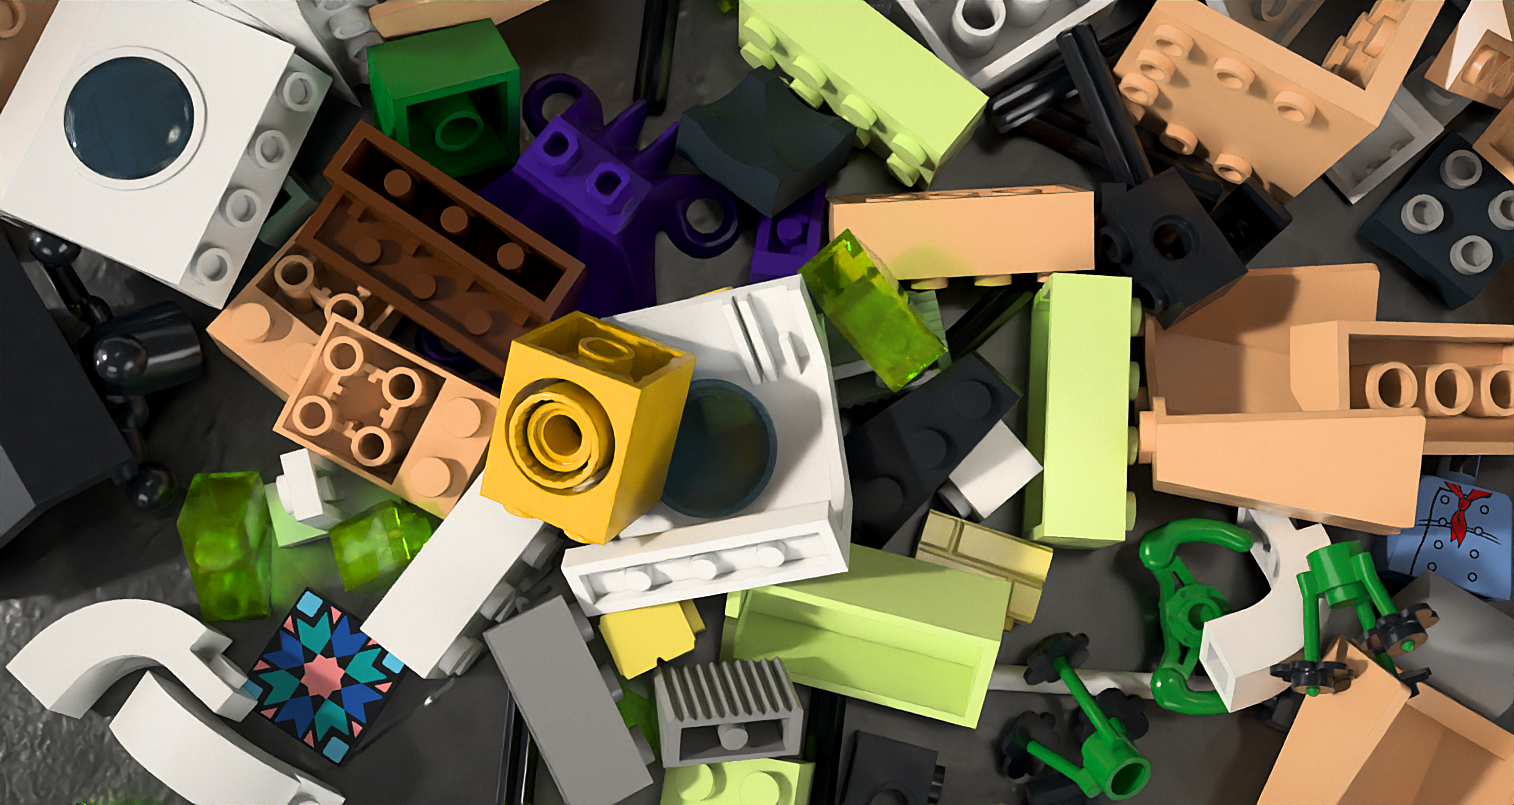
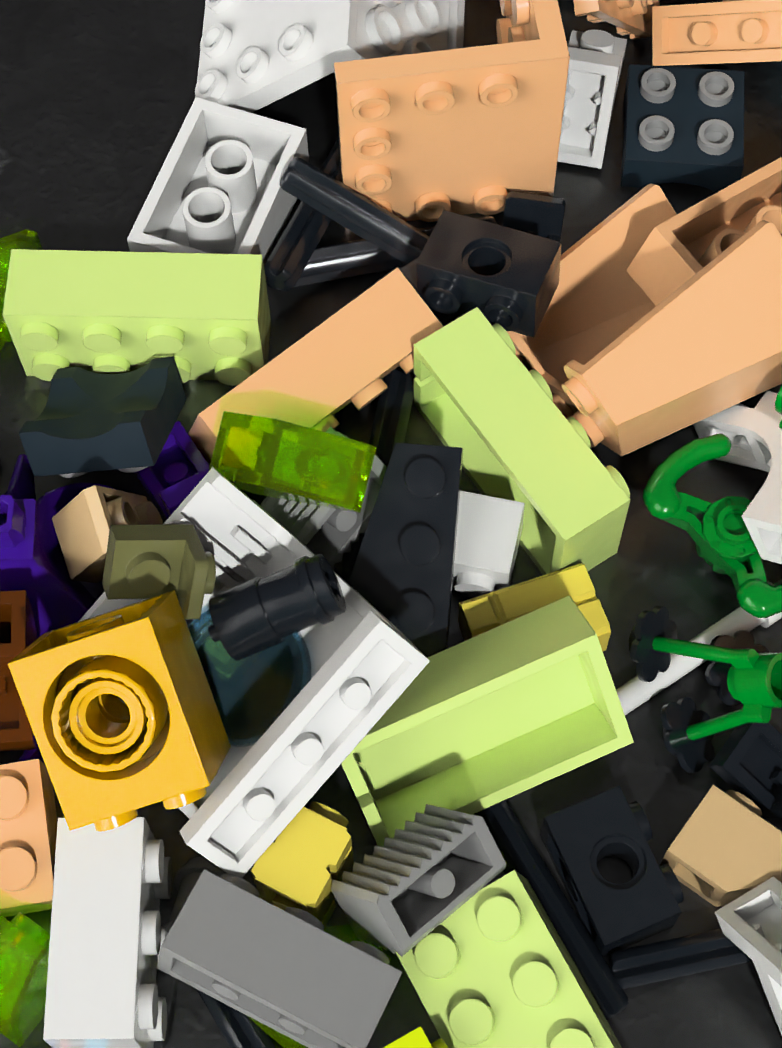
camera: 30 degrees left, 15 degrees down
(695, 249) = (86, 523): none -> tan slope
(700, 324) = (157, 560): none -> olive bracket
(766, 427) = (274, 607): none -> black piece

